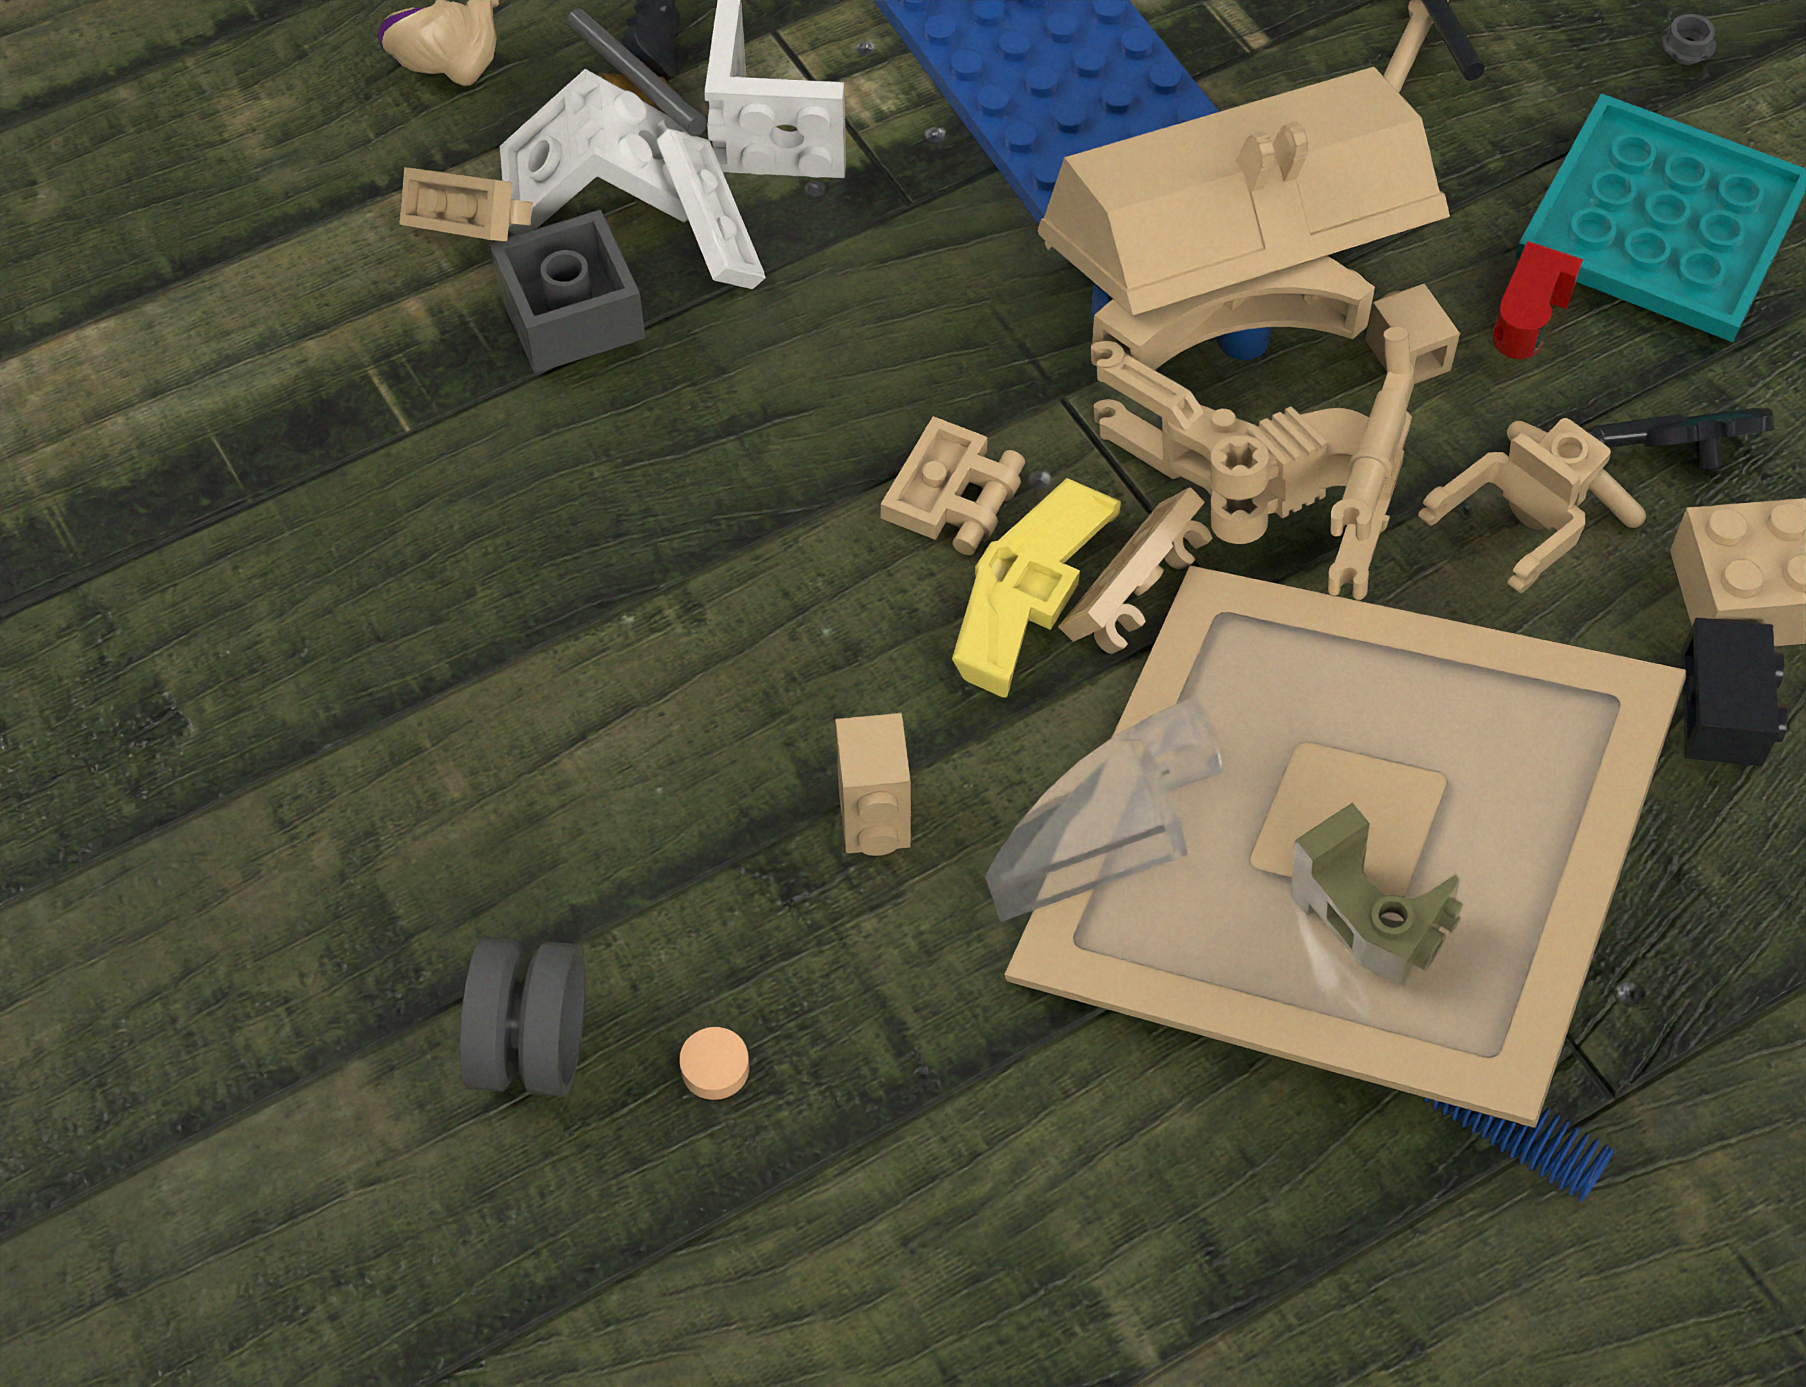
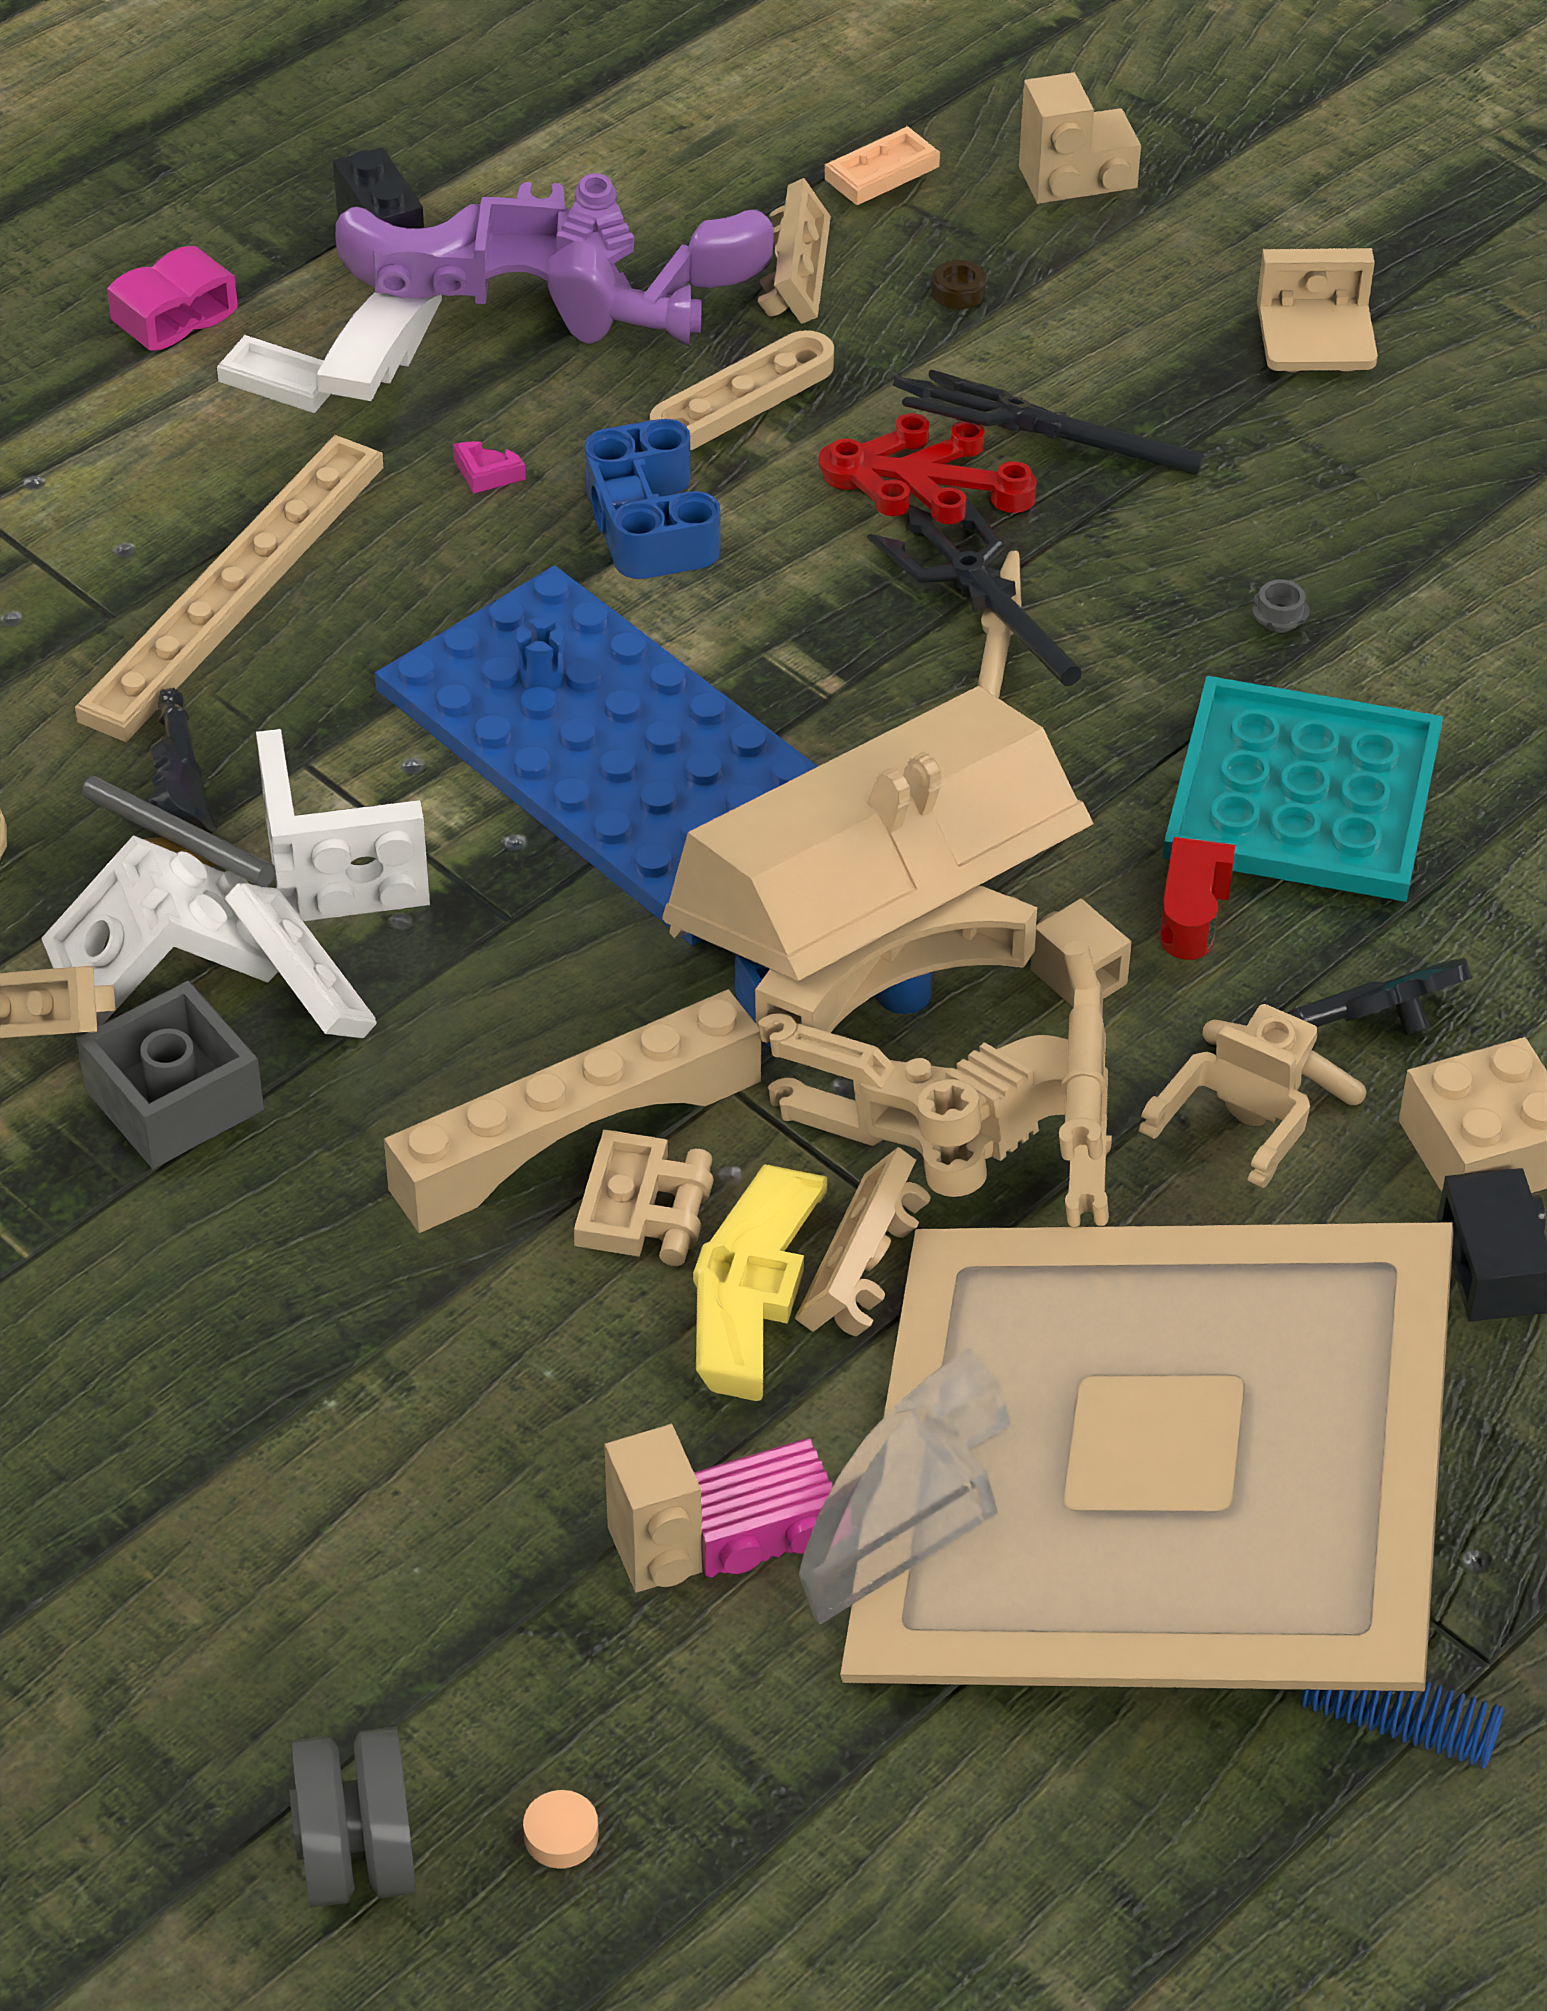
camera: 15 degrees left, 10 degrees down
(805, 413) = (469, 1150): none -> tan arch
(970, 798) = (760, 1506): none -> dark pink brick
(1332, 882) = (1169, 1503): olive tile -> none

